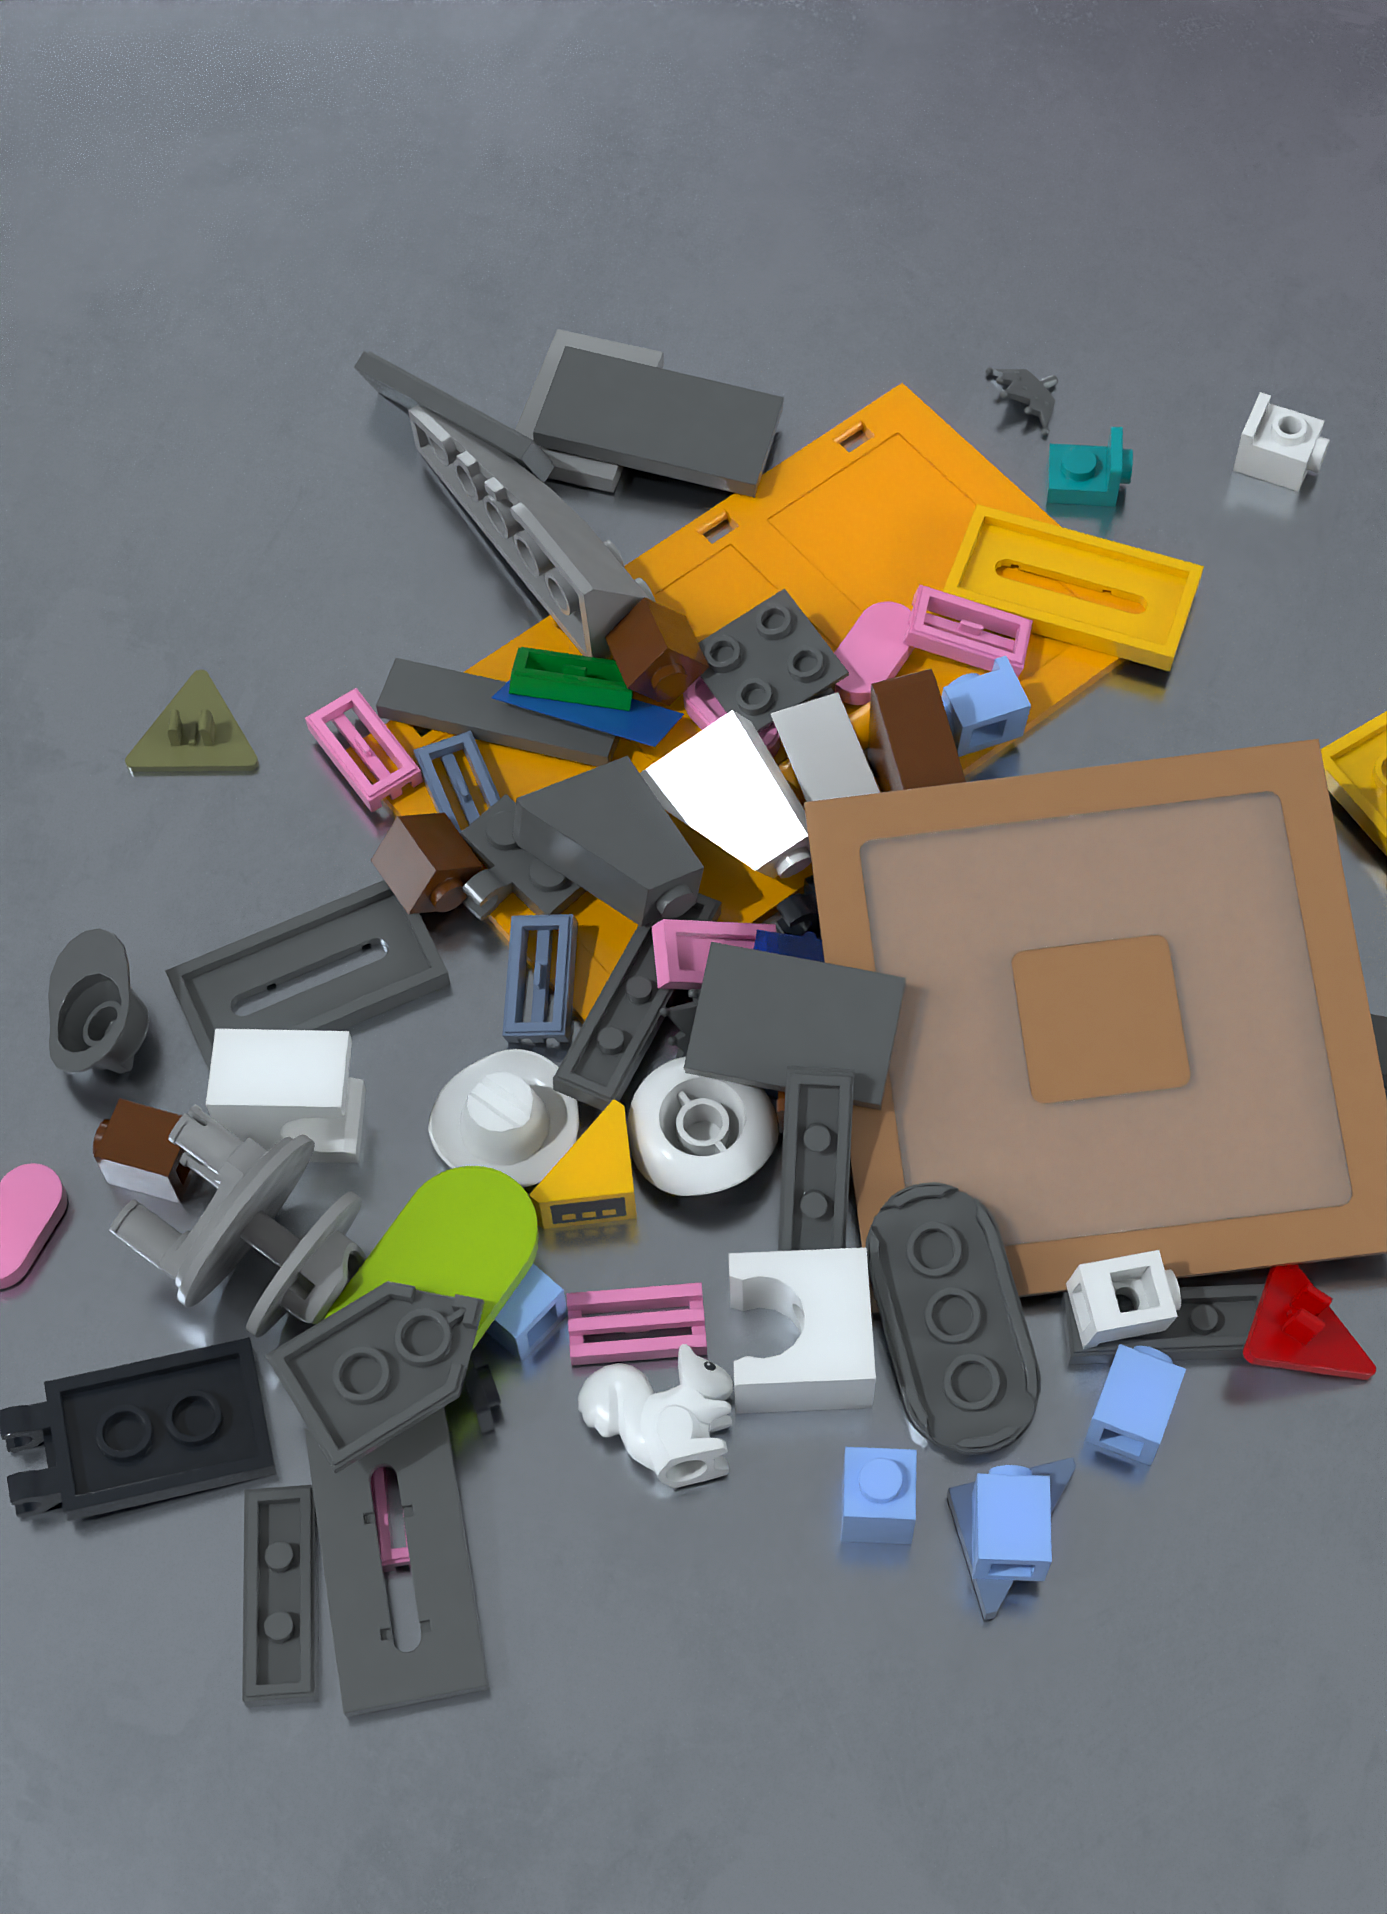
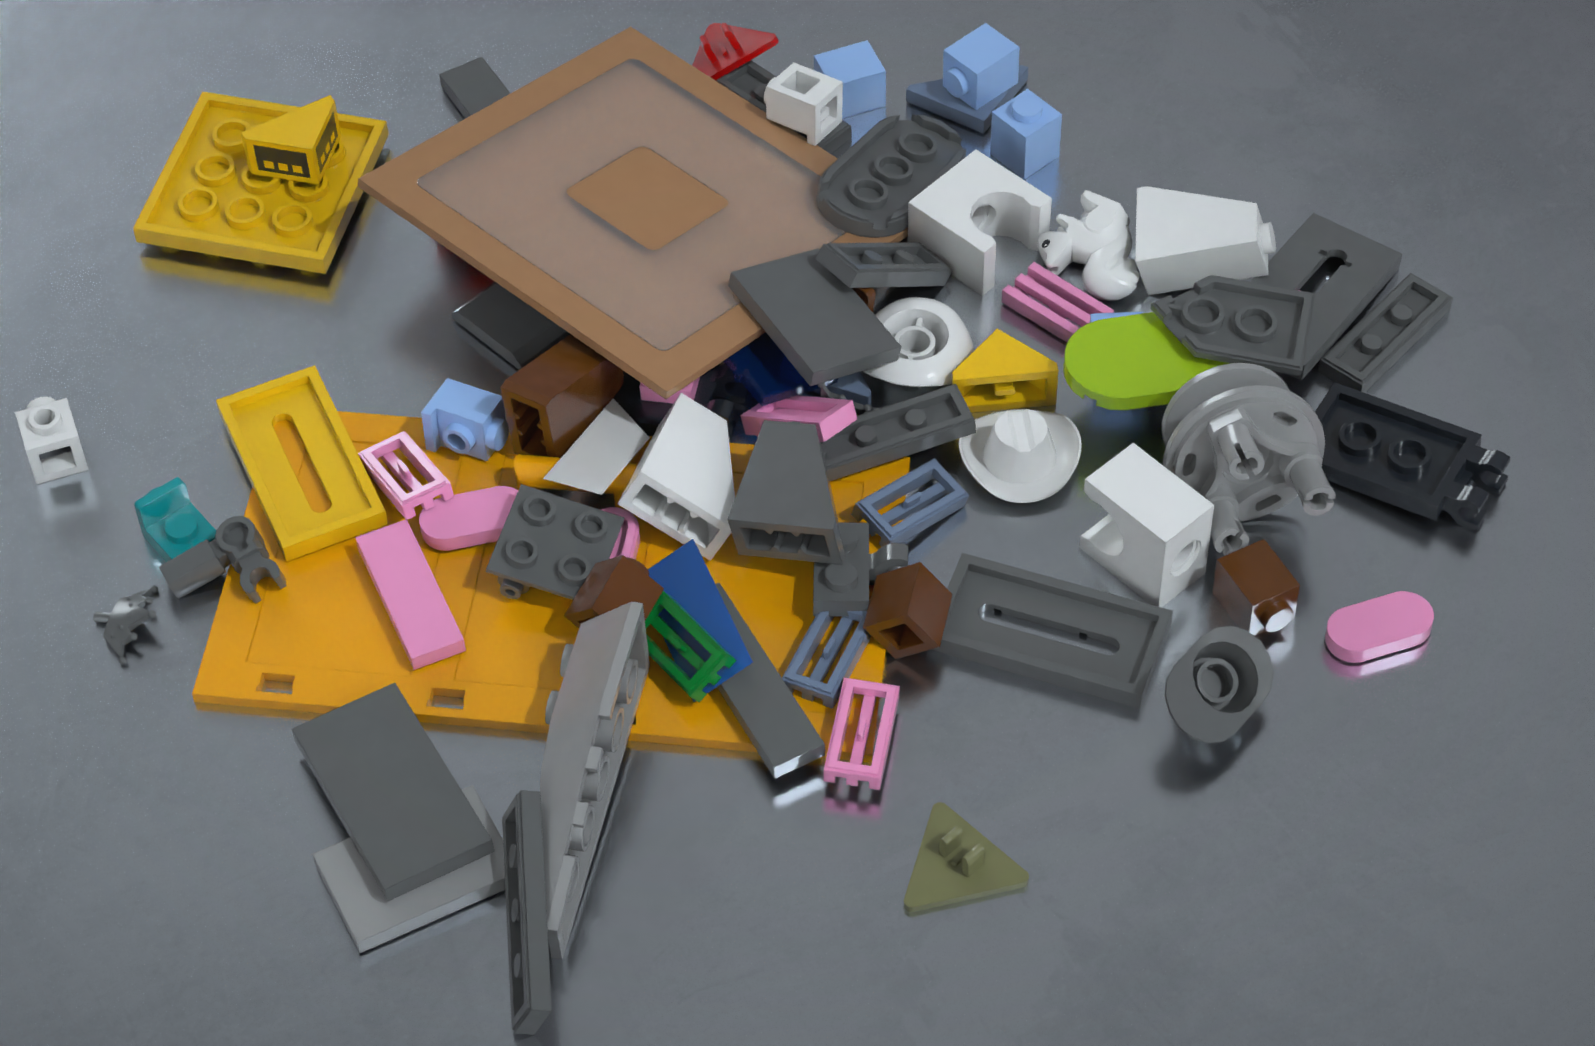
camera: 135 degrees left, 10 degrees down
(558, 1498) = (1197, 236): none -> white slope
(839, 559) = (410, 594): none -> bright pink tile
(1005, 482) = (235, 544): none -> dark grey bar

